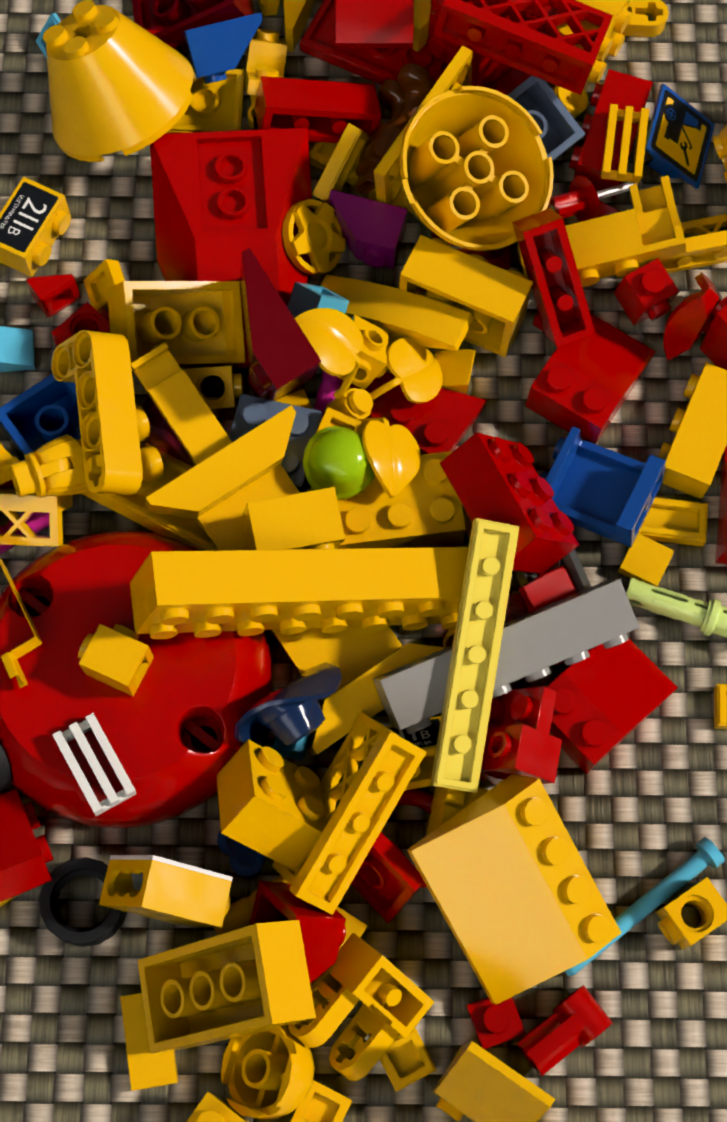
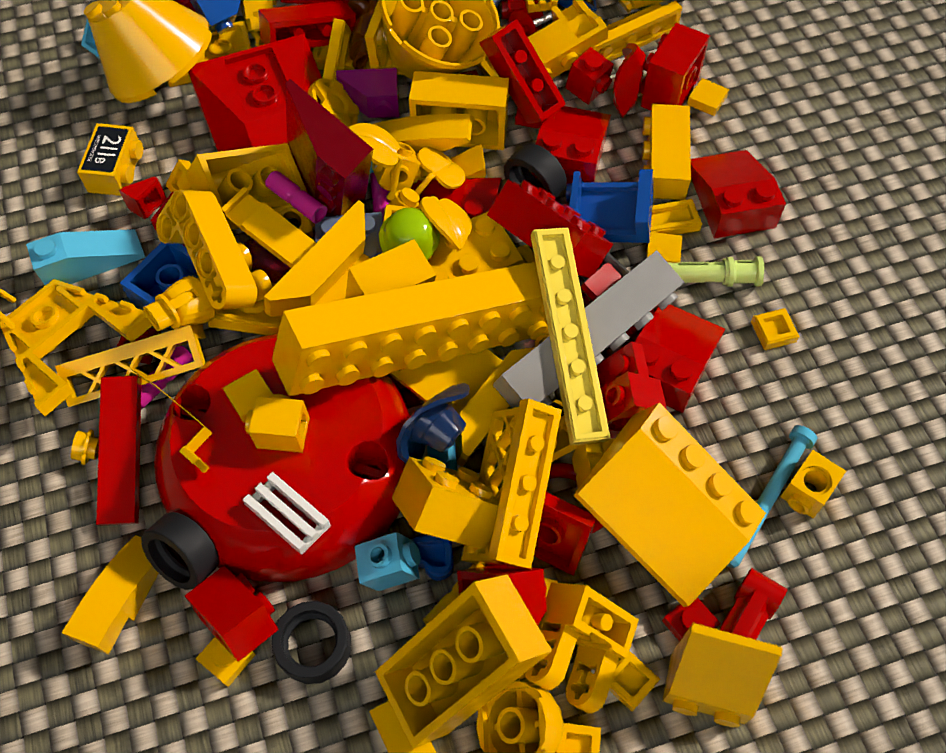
camera: 15 degrees left, 10 degrees down
(93, 608) = (244, 390): none -> yellow tile
(166, 890) = (381, 601): yellow piece -> none
(191, 841) = (387, 561): none -> medium azure brick
(223, 361) = (298, 198): none -> dark pink piece
(523, 415) = (541, 163): none -> black tyre

